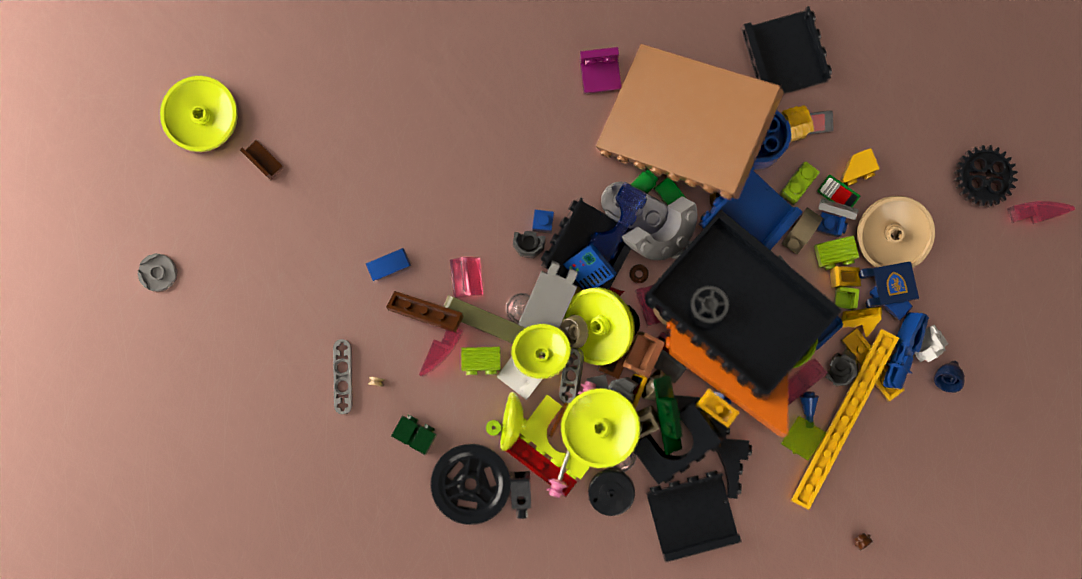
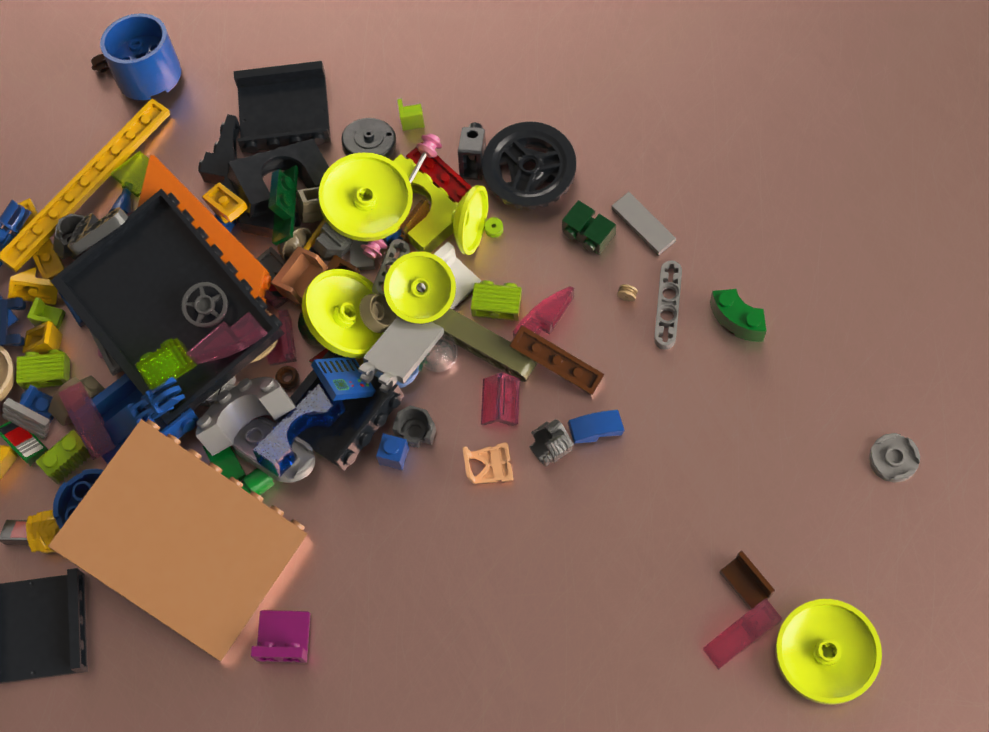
camera: 165 degrees left, 15 degrees down
(262, 120) = (742, 633): none -> clear pink slope
(286, 370) = (737, 316): none -> green brick
(370, 447) = (643, 223): none -> light grey tile
(421, 245) = (551, 442): none -> dark grey hair
(461, 224) = (496, 463): none -> light nougat piece
(580, 523) = (410, 116): none -> lime panel
(682, 276) = (227, 340): none -> clear pink slope
(729, 251) = (165, 363): none -> clear neon green brick
(748, 210) = (152, 405): none -> blue arm
(785, 206) = (87, 420): none -> clear pink slope
(824, 350) = (92, 230): none -> dark grey beam
(834, 553) = (140, 56): none -> blue brick

